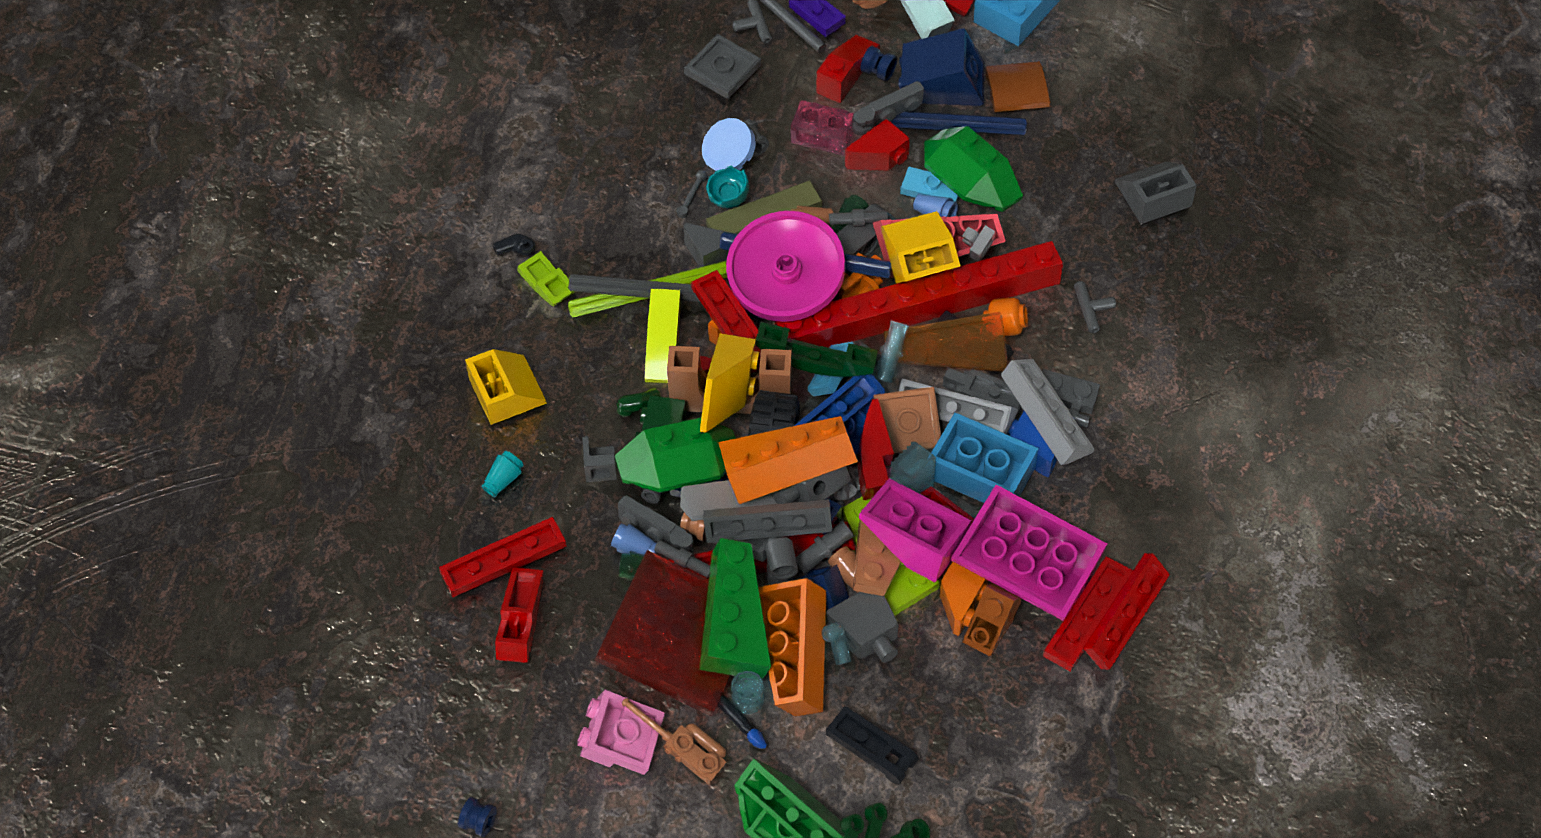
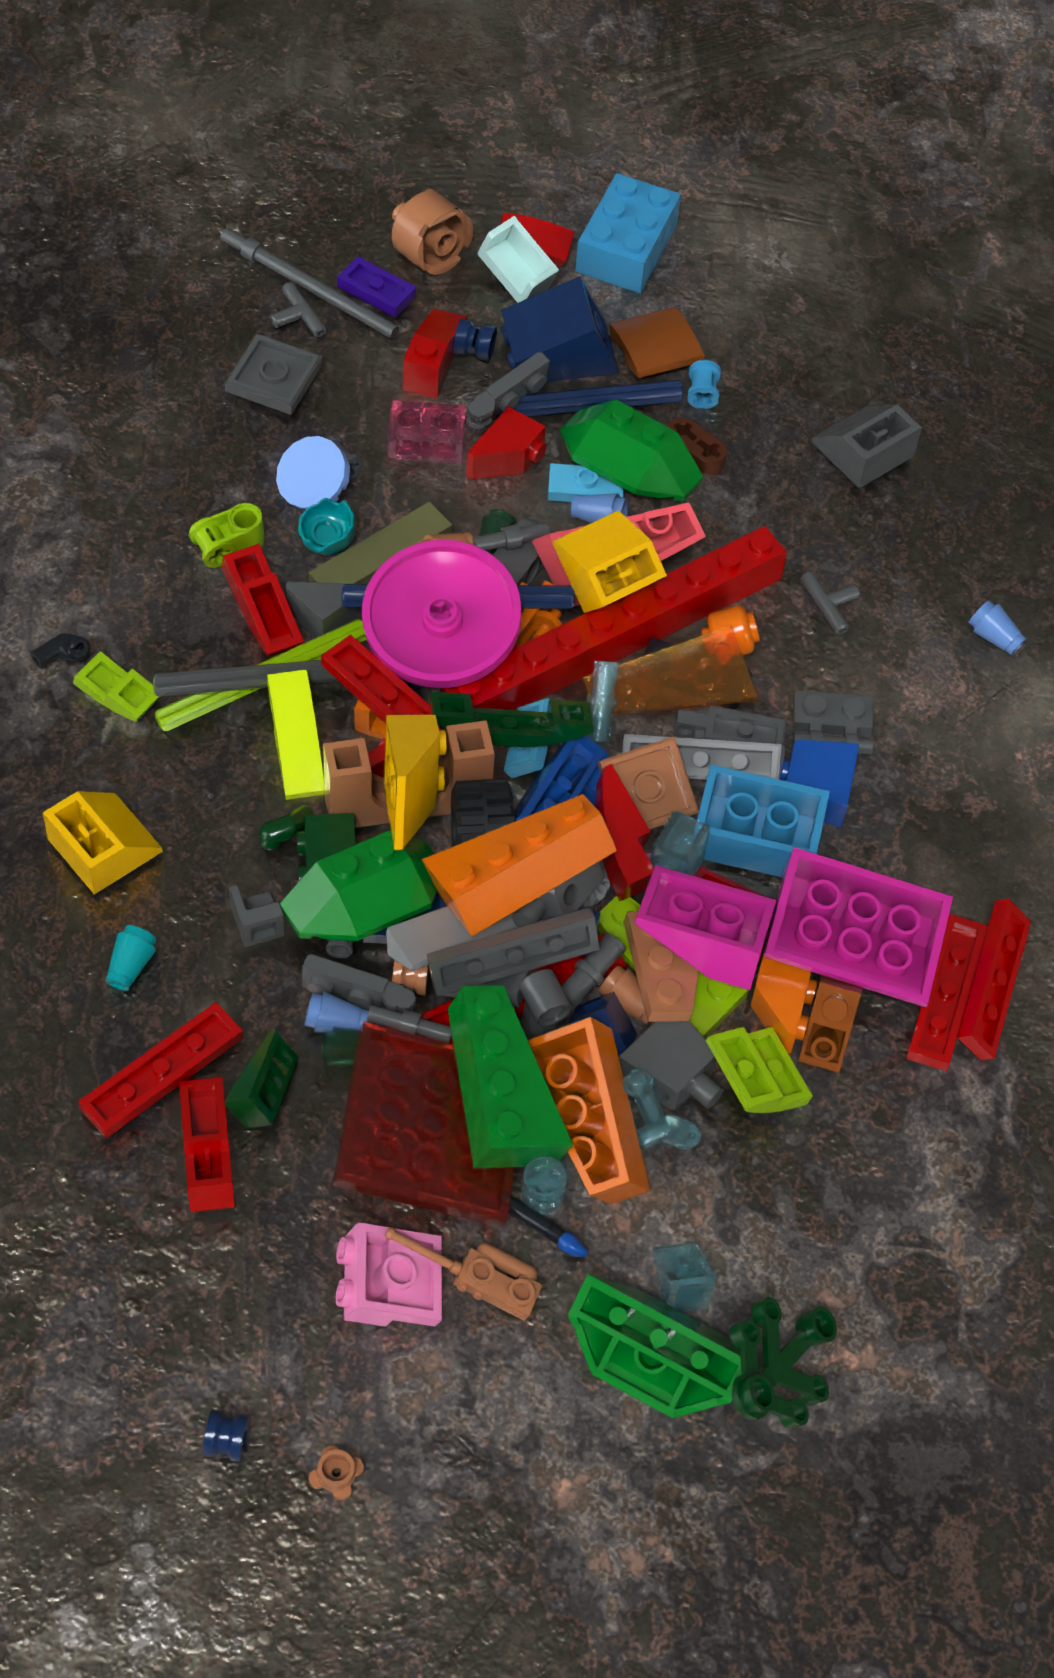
camera: 20 degrees left, 0 degrees up
(554, 589) = (246, 1100): none -> dark green slope
(658, 181) = (228, 532): none -> lime piece
(666, 233) = (261, 600): none -> red slope
(682, 211) = (284, 519): dark grey hinge -> none
(829, 778) = (684, 1276): none -> clear light blue slope
(851, 672) = (670, 1130): none -> clear light blue arm
(871, 744) = (725, 1221): black plate -> none
(927, 642) = (759, 1070): none -> lime slope
(979, 242) = (676, 541): light grey tile -> none
(1028, 168) = (701, 443): none -> copper beam
(1043, 124) = (704, 380): none -> dark azure bush
(1046, 411) = (823, 742): light grey slope -> none
(1213, 348) = (997, 627): none -> medium blue cone

